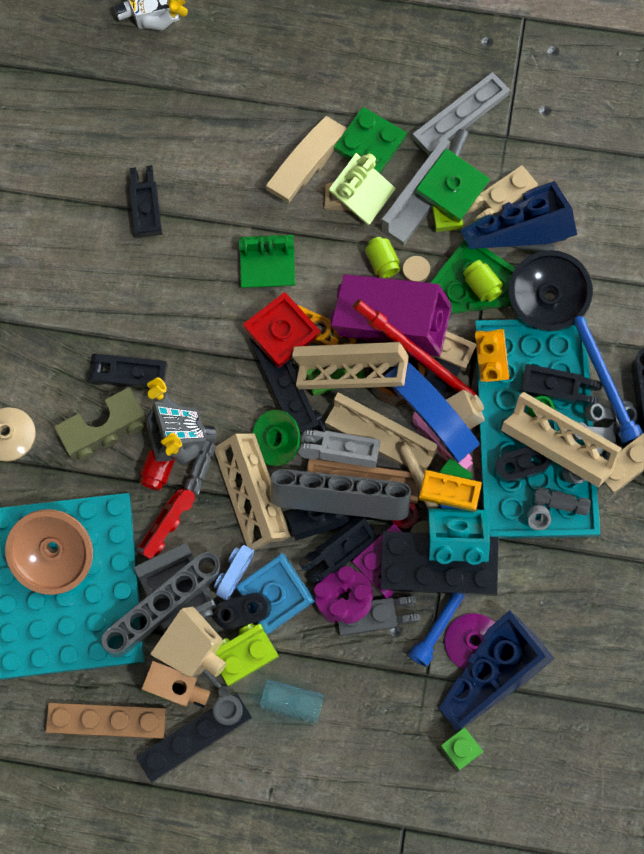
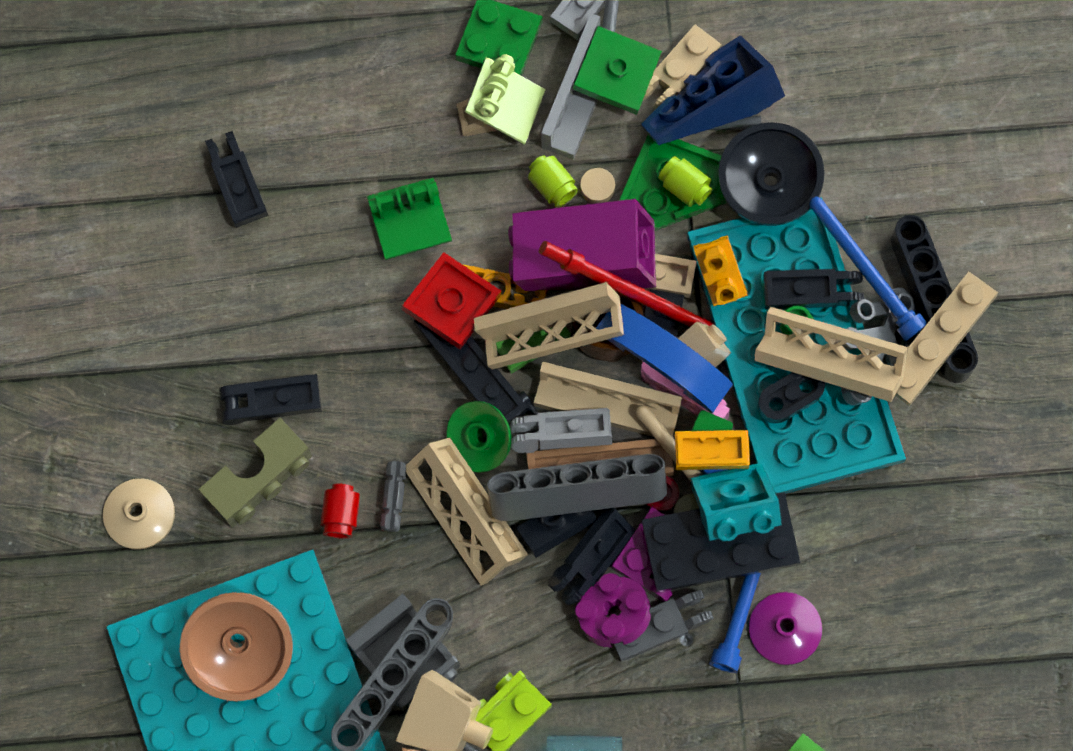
camera: 15 degrees left, 0 degrees up
(165, 522) = (368, 575): red hinge -> none
(175, 429) = (349, 455): torso -> none
(239, 562) = (465, 630): light blue plate -> none
(241, 611) = (492, 661): black plate -> none
(282, 587) = (528, 629): dark azure plate -> none
(306, 159) = (425, 79): tan slope -> none
(444, 222) = (617, 118): lime plate -> none
(500, 665) = (825, 648): dark blue wedge -> none
(545, 518) = (834, 454): light grey hinge -> none
(562, 501) = (849, 429): dark grey axle -> none

